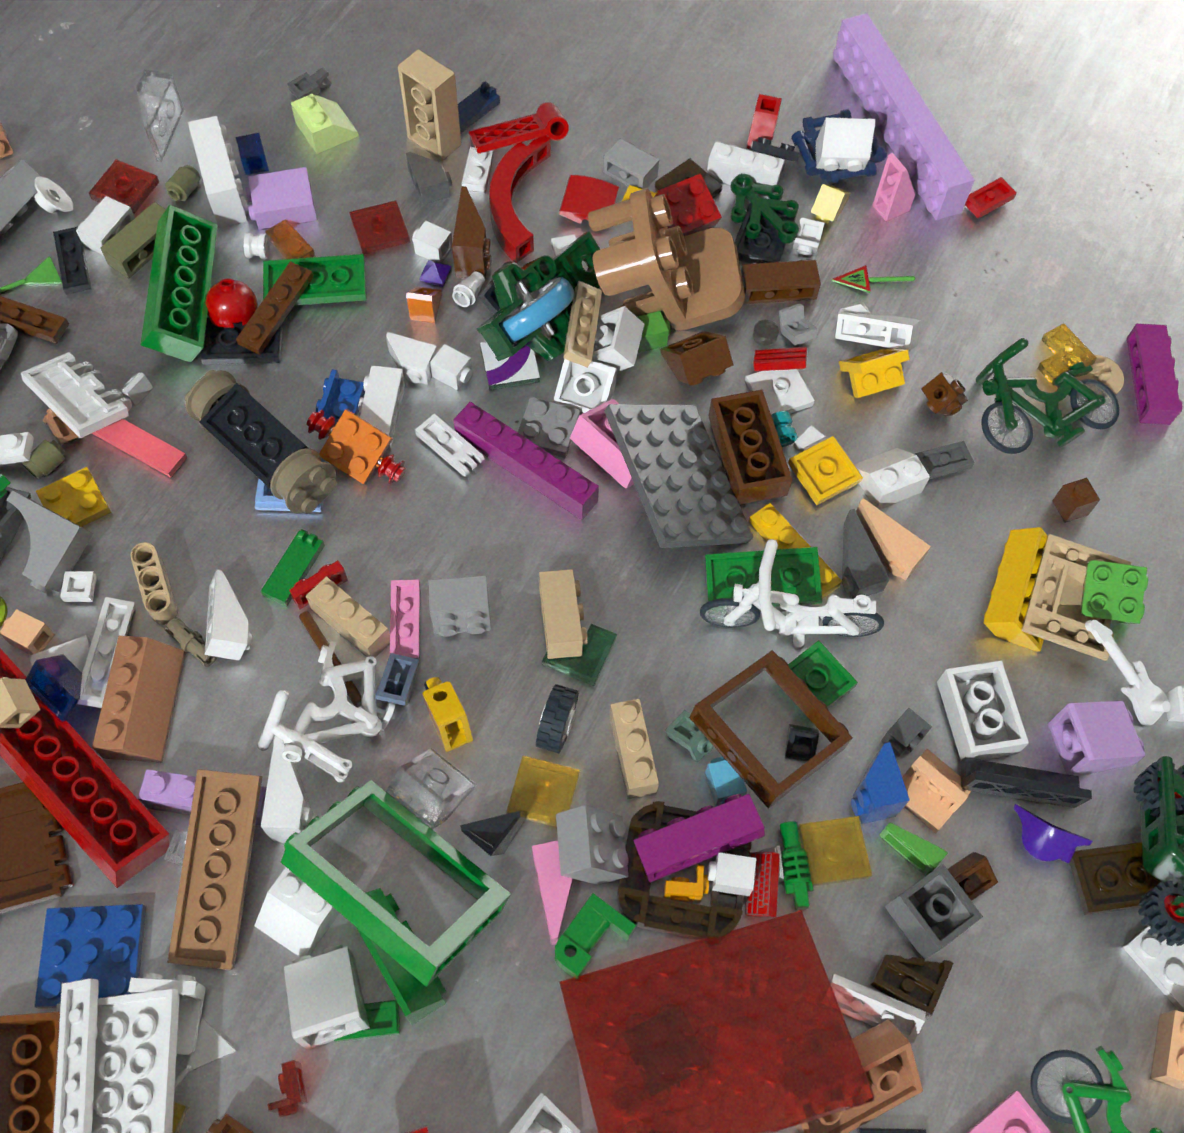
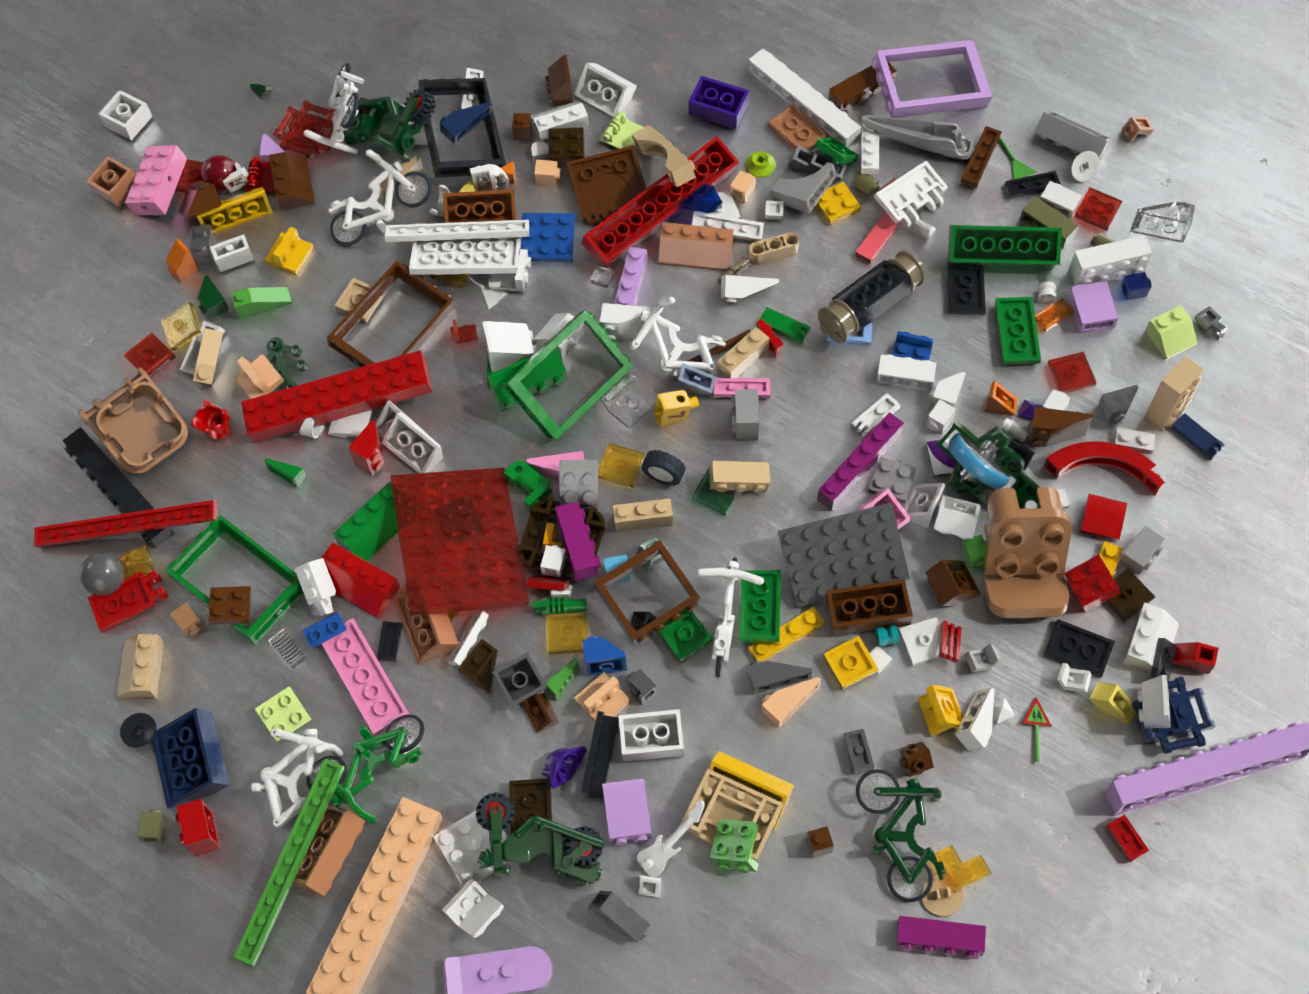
camera: 100 degrees right, 0 degrees up
(215, 869) = (585, 287): medium nougat plate -> none
(230, 303) = (990, 278): red cylinder -> none
(275, 308) = (988, 304): reddish brown plate -> none
(355, 446) = (870, 355): orange plate -> none
(494, 833) = (593, 431): black slope -> none
(545, 122) = (1175, 486): red piece -> none
(583, 324) = (959, 491): tan plate -> none
(744, 188) = (1101, 643): dark green plant -> none
(765, 332) = (979, 638): clear smoke tile -> none
(780, 281) = (1027, 651): reddish brown brick -> none
(892, 477) = (845, 708): white slope -> none
(894, 190) = (1120, 748): bright pink slope -> none

